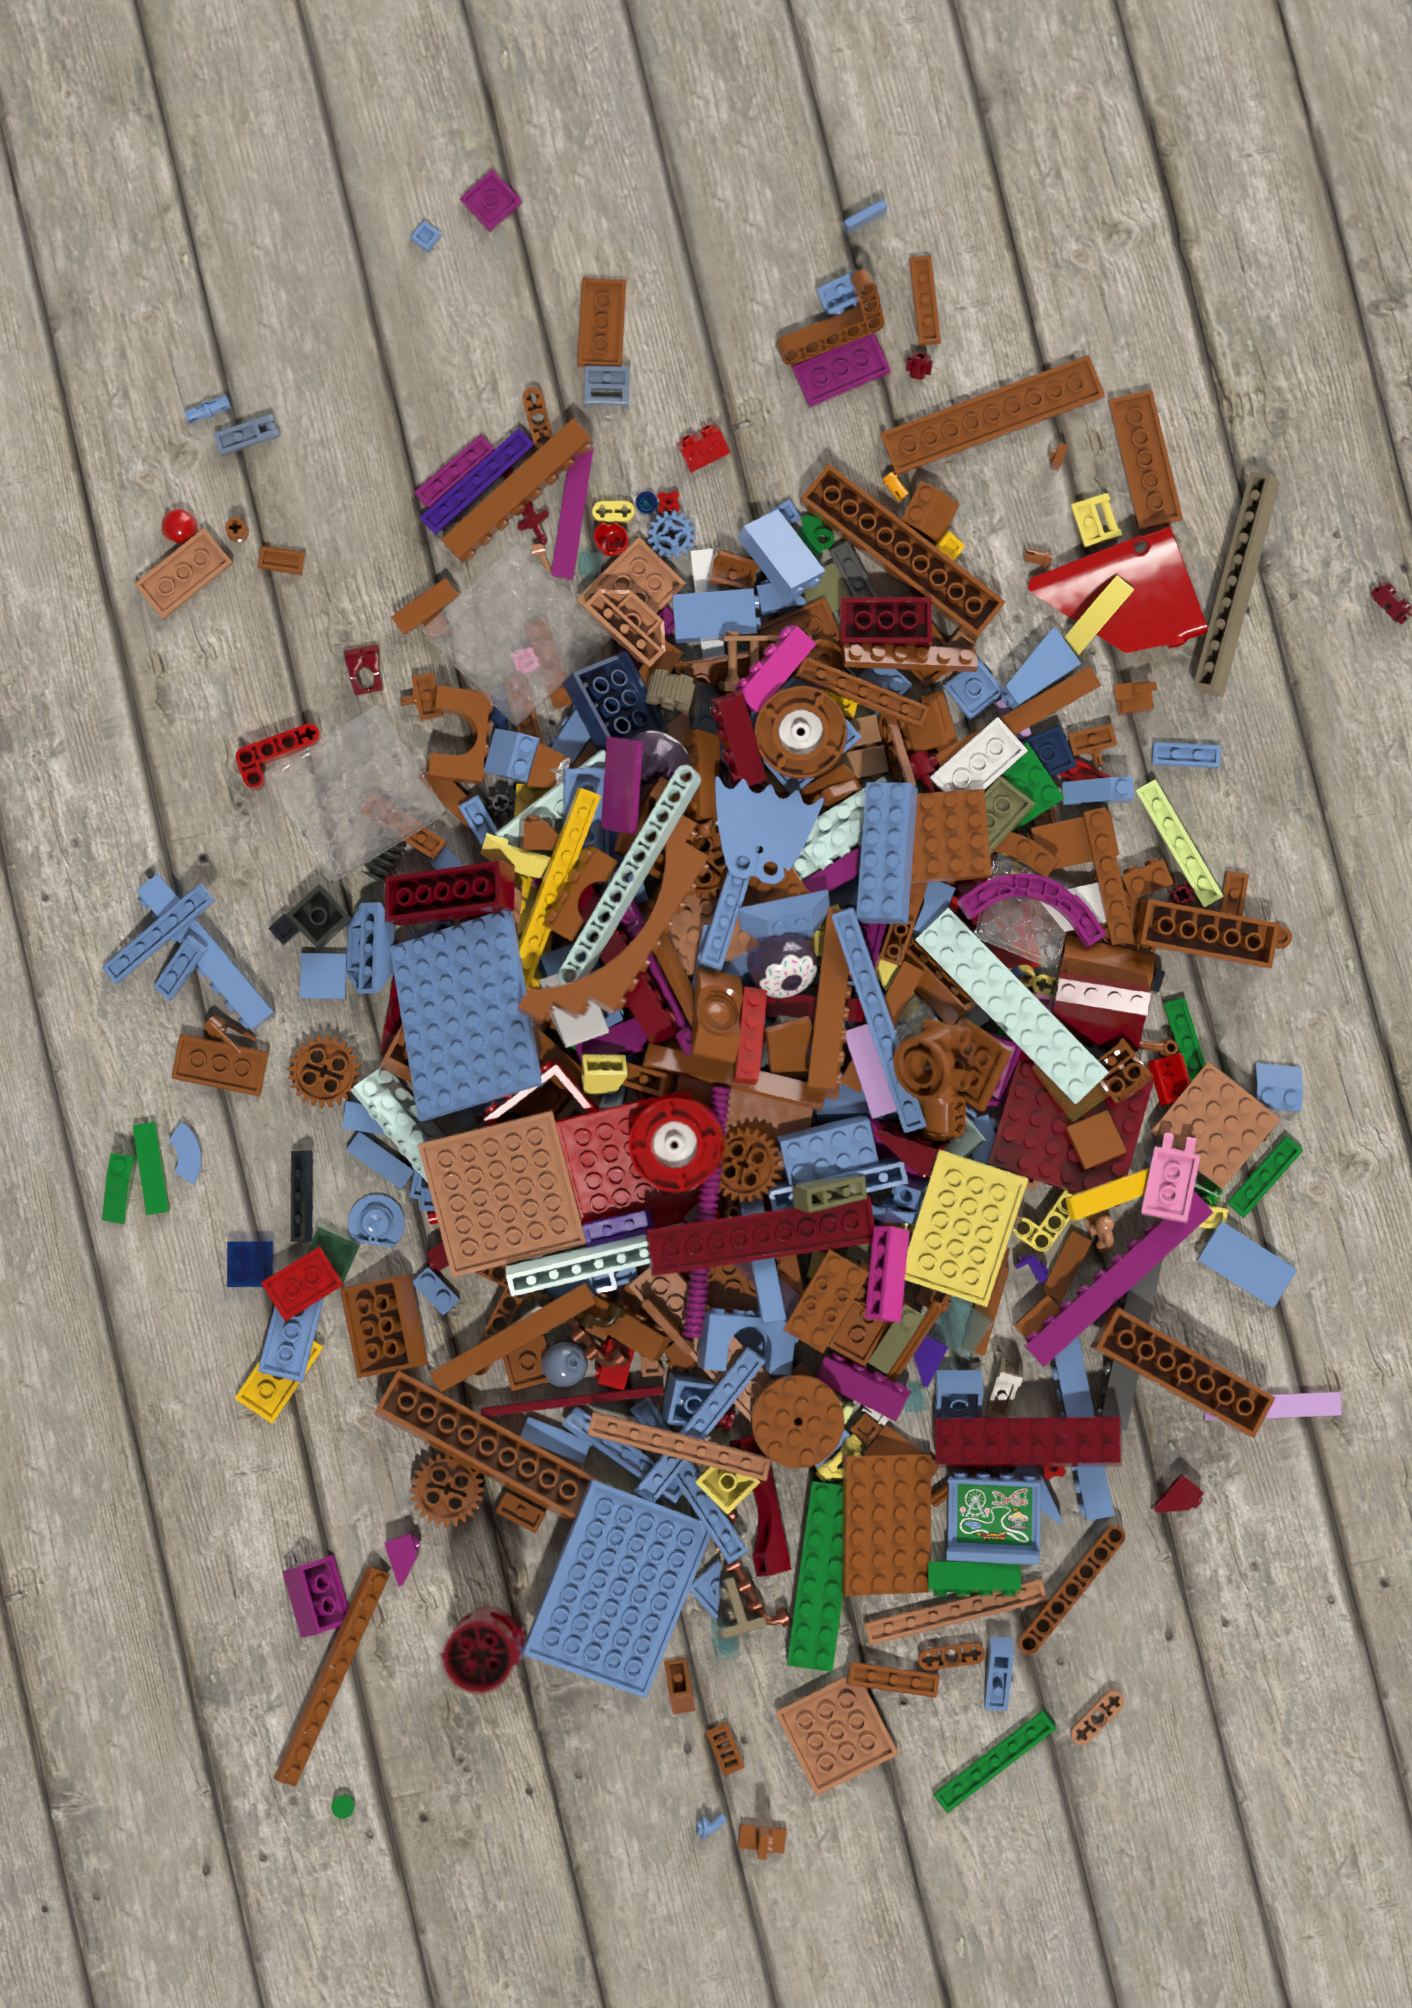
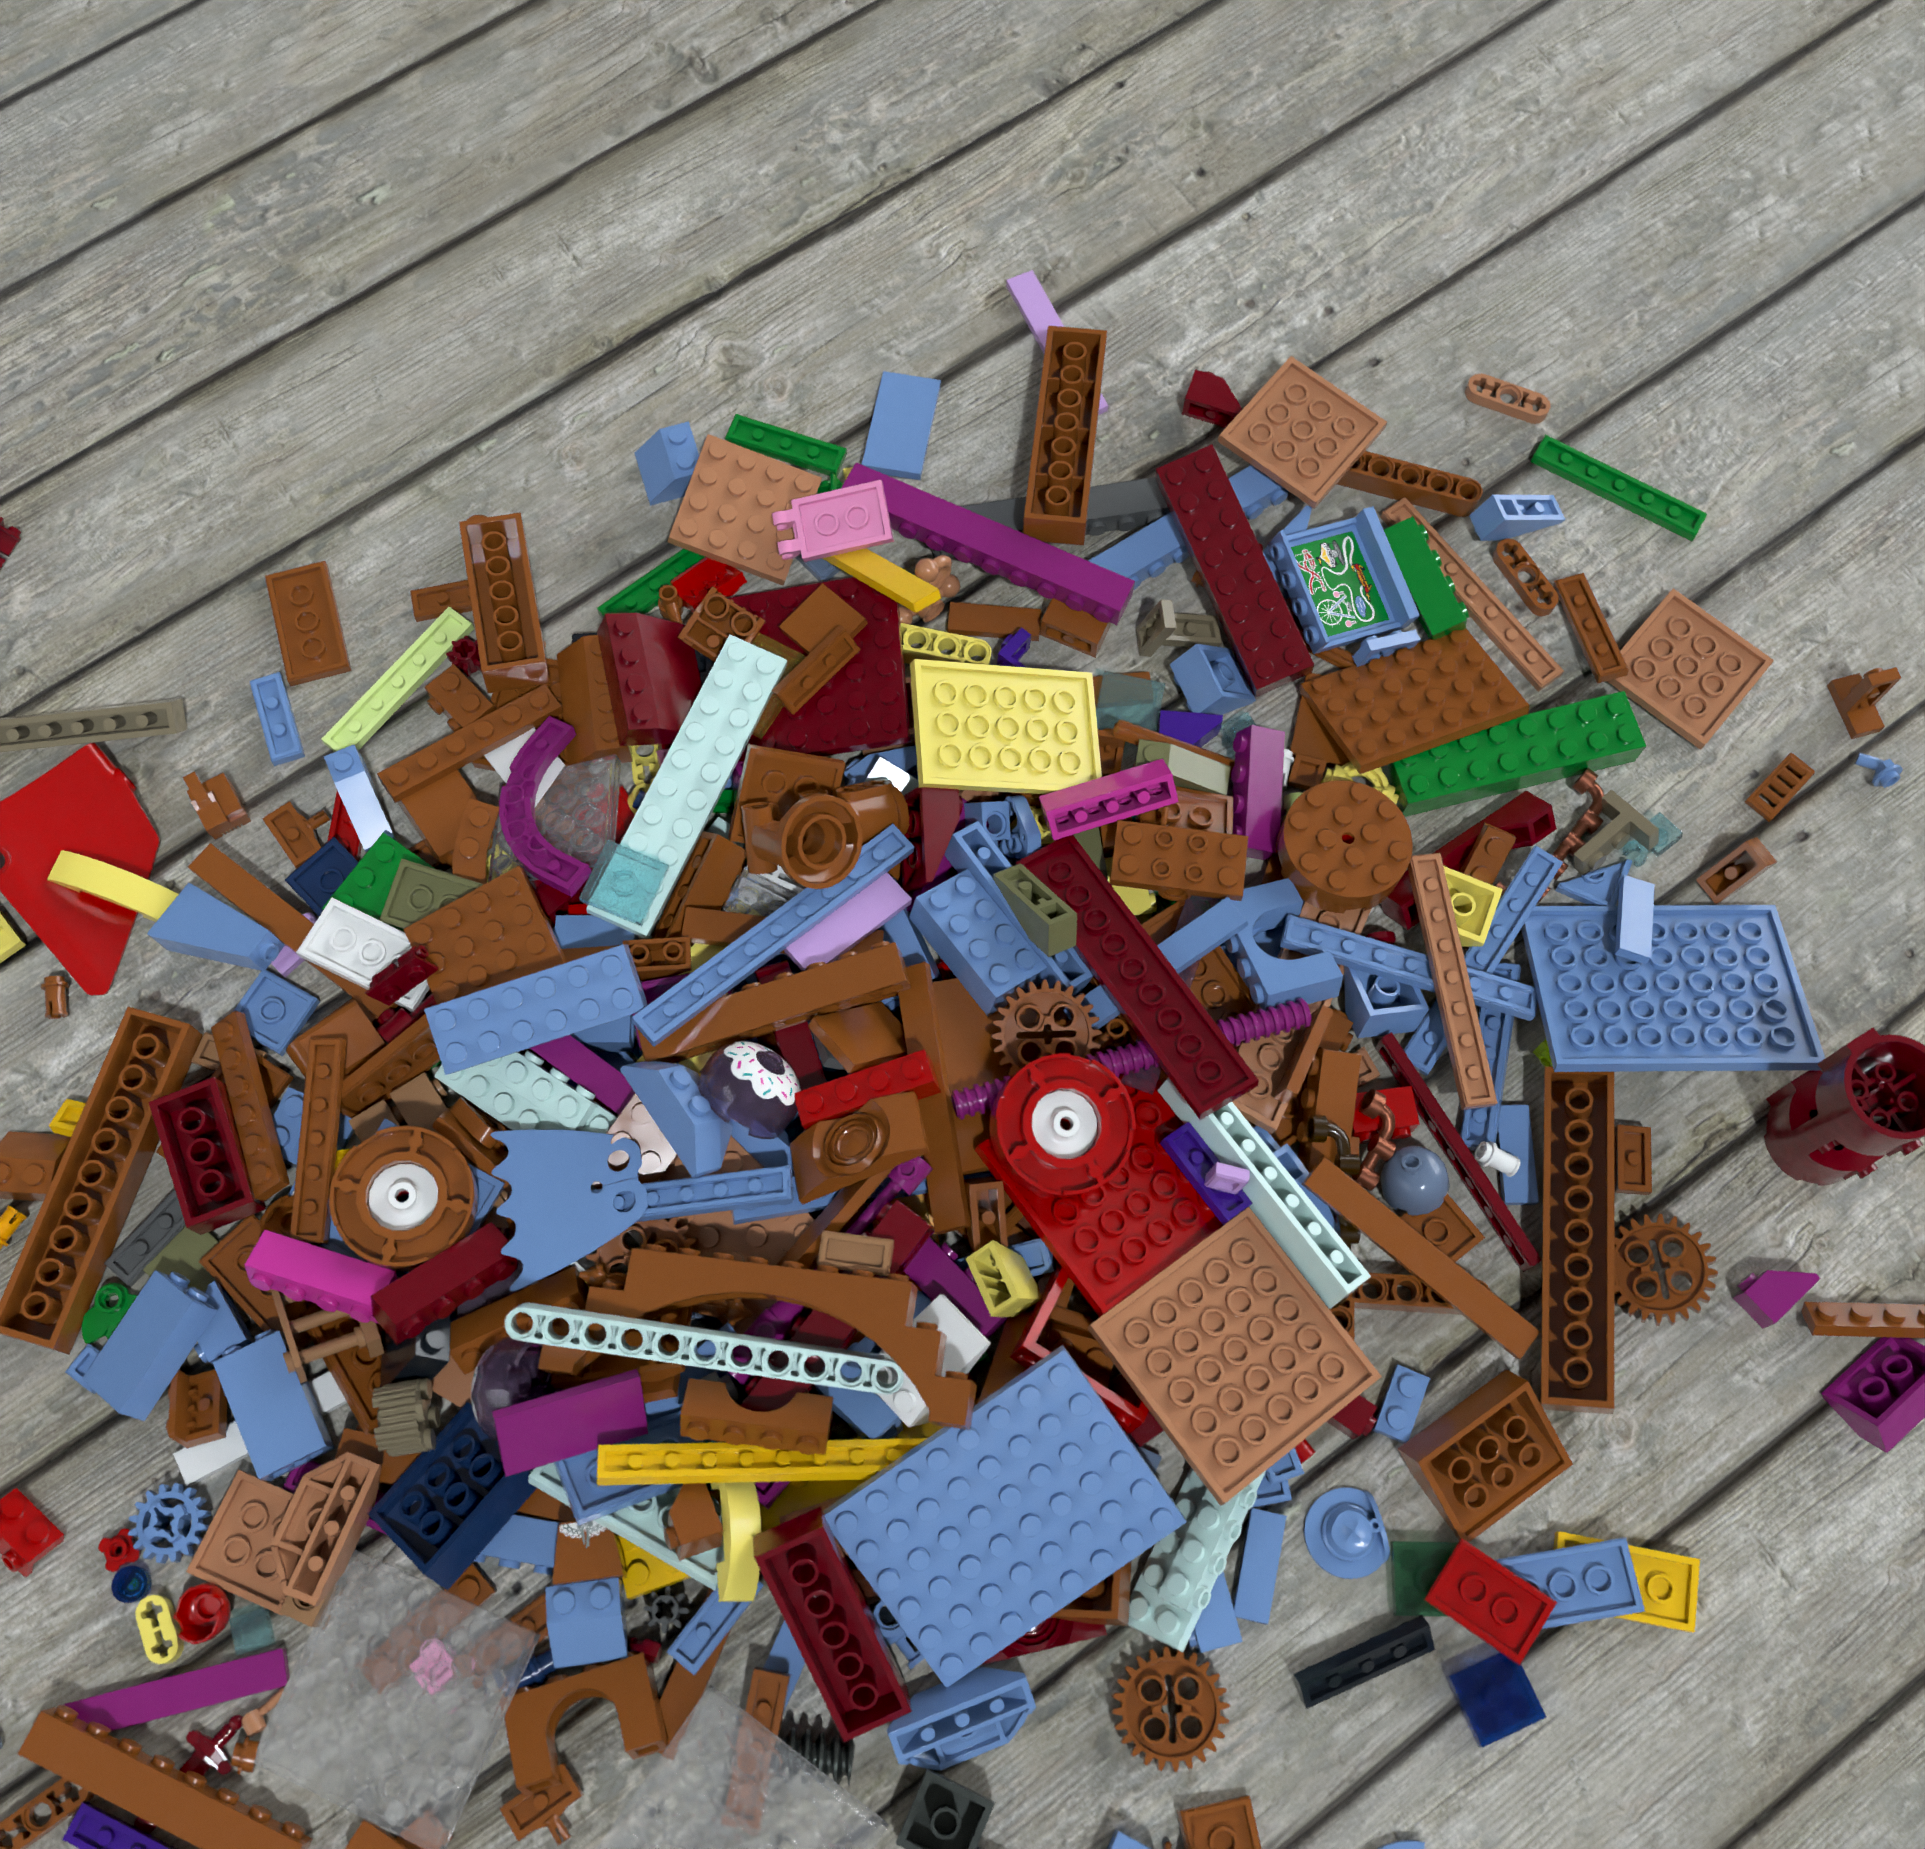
camera: 115 degrees left, 15 degrees down
(323, 976) = (1030, 1776): medium blue tile -> none
(485, 784) = (649, 1647): none -> dark red tile
(521, 540) = (245, 1755): none -> dark orange plate
(559, 1418) = (1490, 1155): none -> white pin
(606, 1235) = (1226, 1178): none -> lavender tile
(649, 986) = (856, 1252): none -> medium nougat tile
(672, 1593) = (1634, 919): none -> tile
(755, 1517) = (1488, 854): none -> dark orange plate
(935, 1516) = (1375, 647): none -> medium blue plate
(948, 768) = (397, 981): none -> dark red hinge
(953, 937) = (624, 883): none -> clear light blue tile
(1061, 1121) = (816, 669): none -> dark orange tile
(1119, 1543) = (1302, 432): none -> nougat plate
(1252, 797) = (308, 623): none -> dark orange tile

